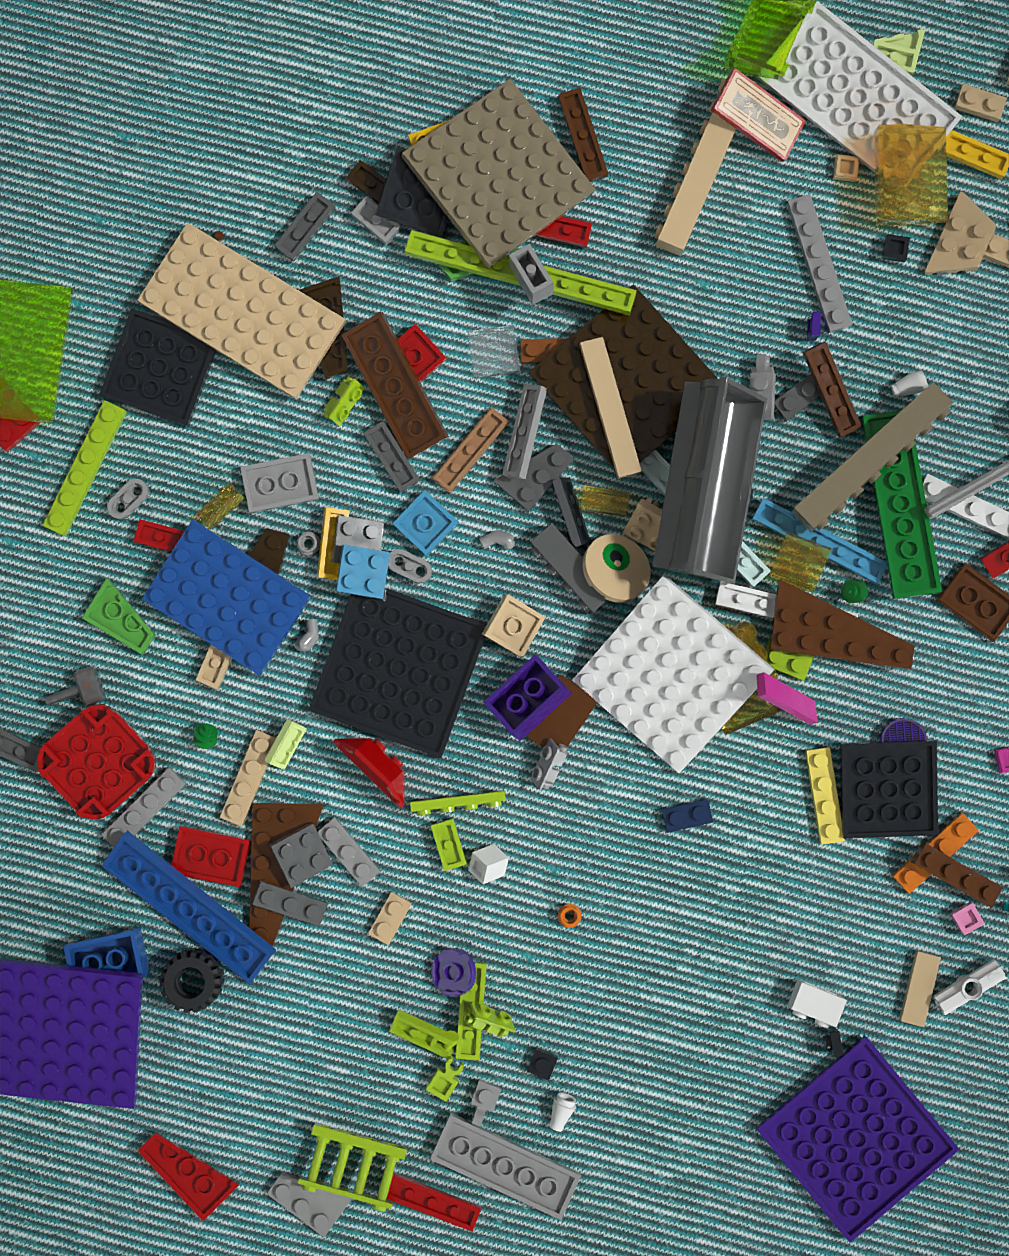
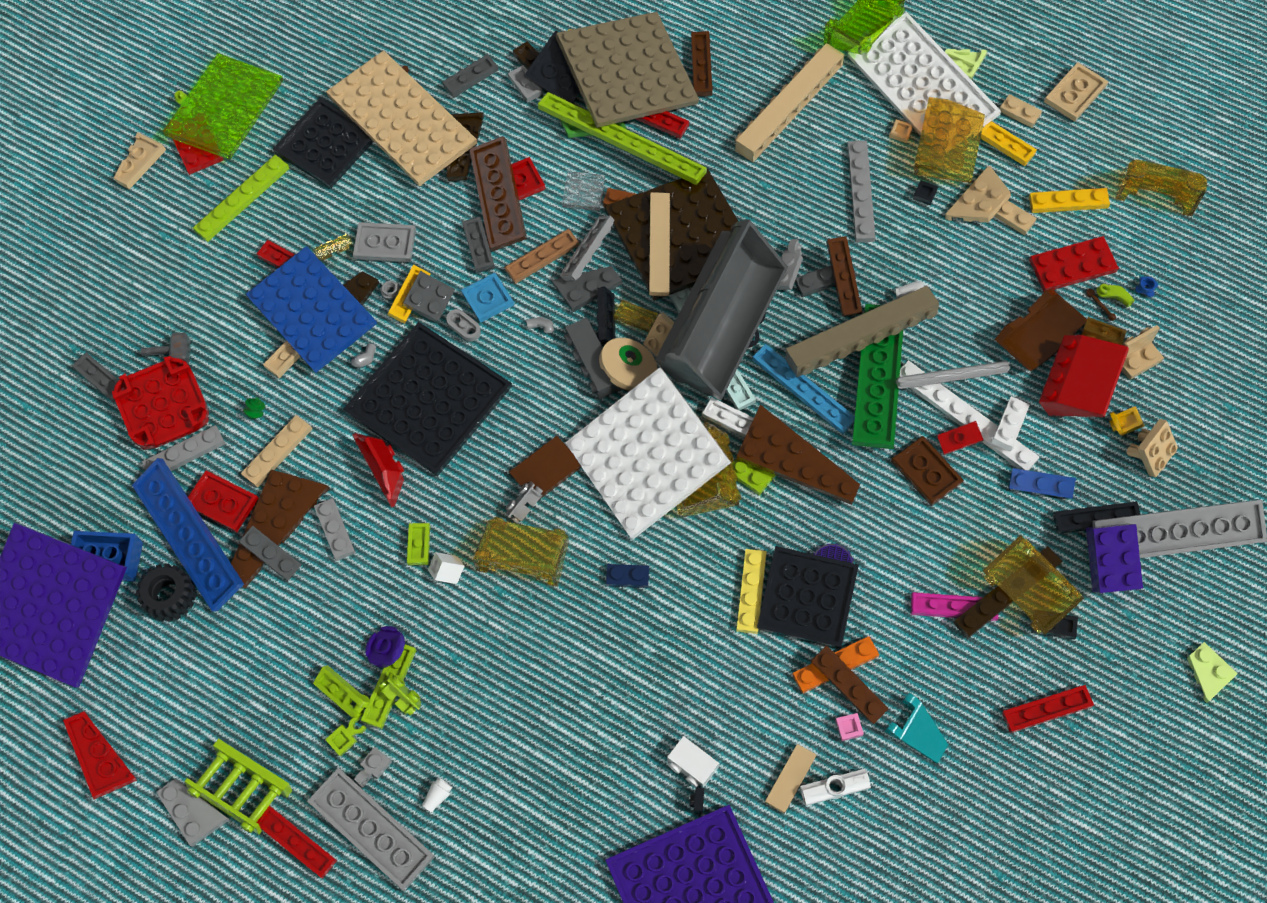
camera: 20 degrees right, 20 degrees down
(118, 618) = (222, 306): bright green wing -> none
(128, 498) = (265, 225): light grey plate -> none
(285, 744) = (315, 430): yellowish green plate -> none
(301, 854) = (294, 517): dark grey plate -> none
(349, 392) = (456, 198): lime hinge -> none
(362, 571) = (423, 315): dark azure plate -> none
(390, 918) = (348, 591): tan plate -> none
(447, 804) = (435, 510): lime plate -> none
(513, 625) = (530, 387): tan plate -> none
(527, 697) = (522, 441): dark purple brick -> none
(531, 274) = (626, 133): light grey brick -> none
(542, 1064) = (434, 749): black plate -> none
(566, 824) = (522, 550): none -> clear yellow windscreen
(574, 921) = (500, 624): orange plate -> none
(758, 115) = (839, 76): tile -> none
(786, 698) = (737, 492): dark pink tile -> none
(800, 562) = (782, 397): clear yellow plate -> none
(813, 326) = (844, 227): dark purple tile -> none
(854, 591) = (821, 433): green wheel -> none

